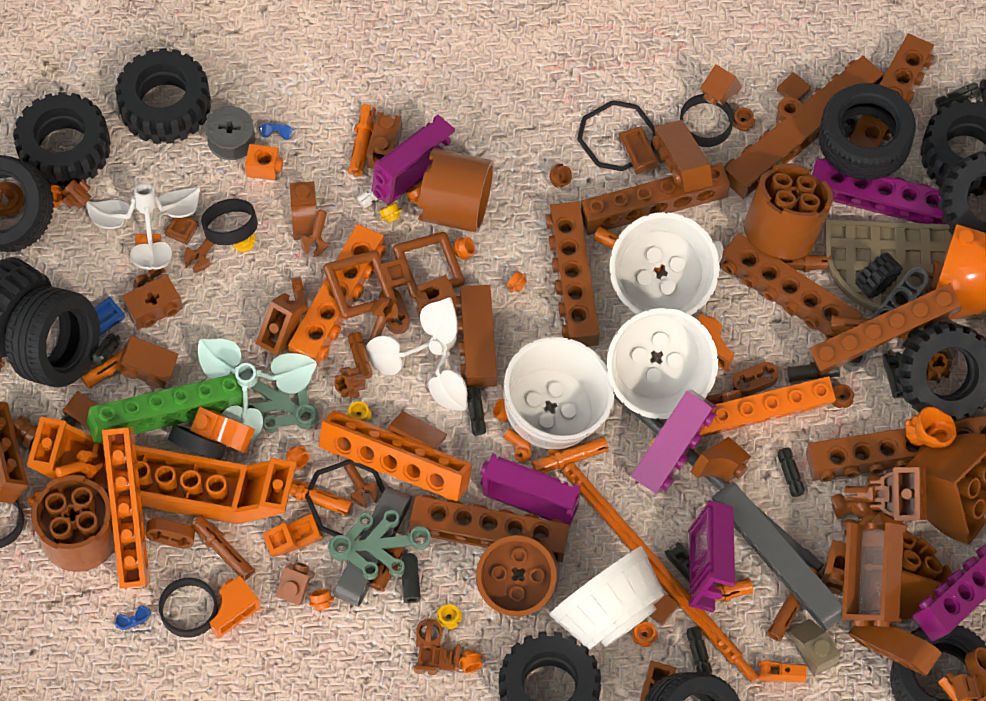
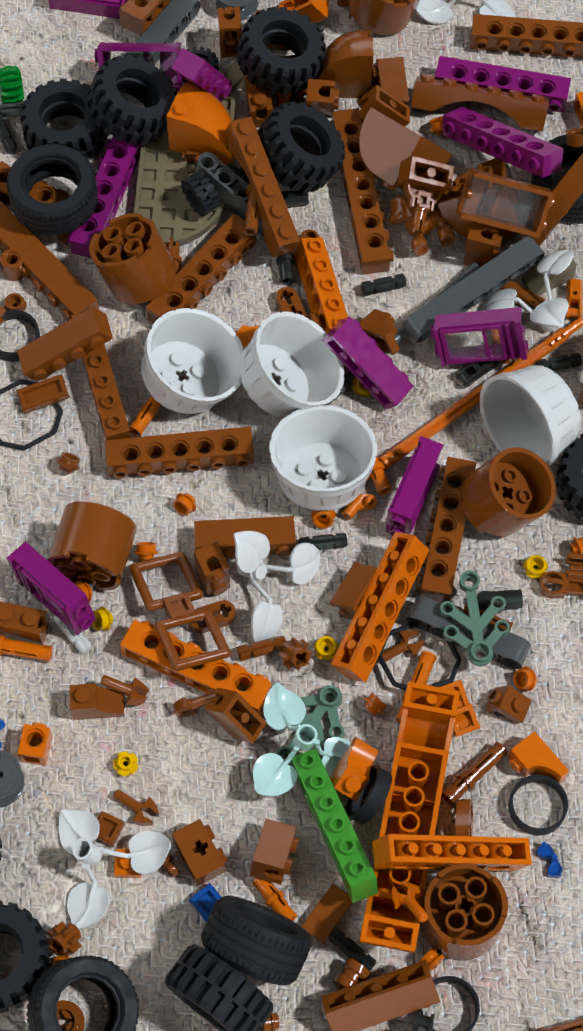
camera: 90 degrees left, 0 degrees up
(105, 349) = (258, 895): pearl dark grey axle -> none
(231, 237) = (85, 767): black tyre -> none
(382, 316) = (221, 620): dark orange bar -> none
(737, 620) = (547, 314): none -> white plant
(931, 428) = (358, 160): orange hair -> none

